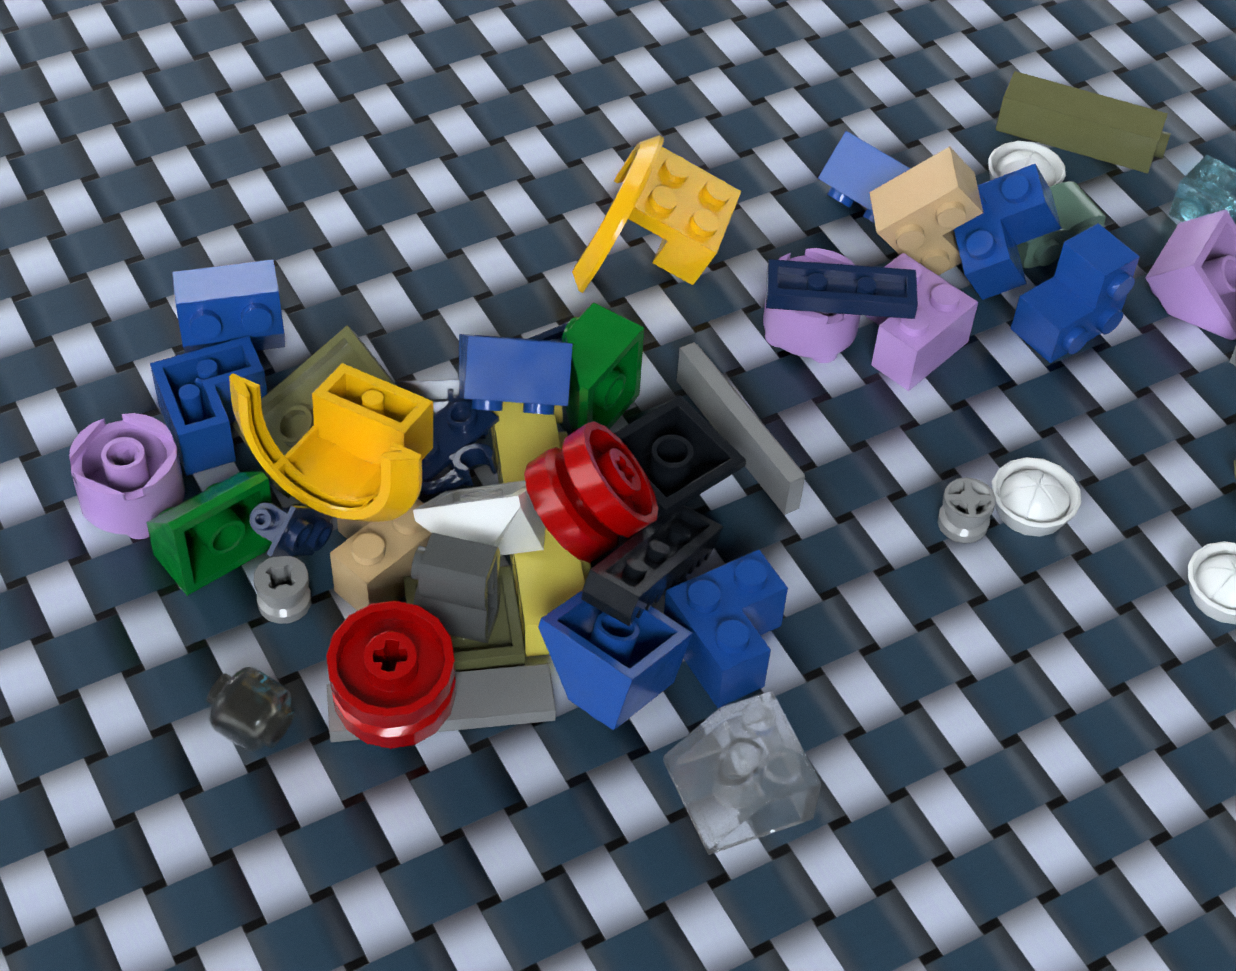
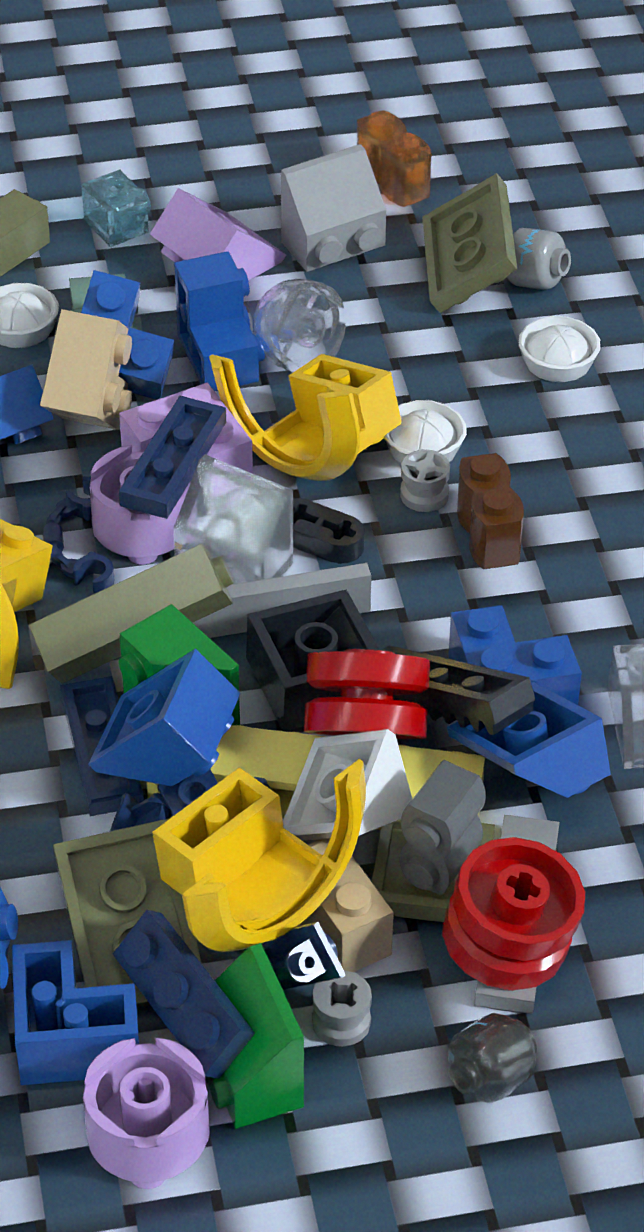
camera: 70 degrees left, 5 degrees down
(225, 455) = (183, 993): none -> dark blue plate
(672, 330) = (89, 630): none -> olive brick
(733, 295) = (88, 564): none -> dark blue piece
(801, 376) = (237, 518): none -> clear slope
(869, 449) = (326, 532): none -> black beam
(942, 566) = (490, 511): none -> reddish brown brick
(976, 411) = (336, 415): none -> yellow piece
(1113, 358) = (298, 323): none -> clear cylinder

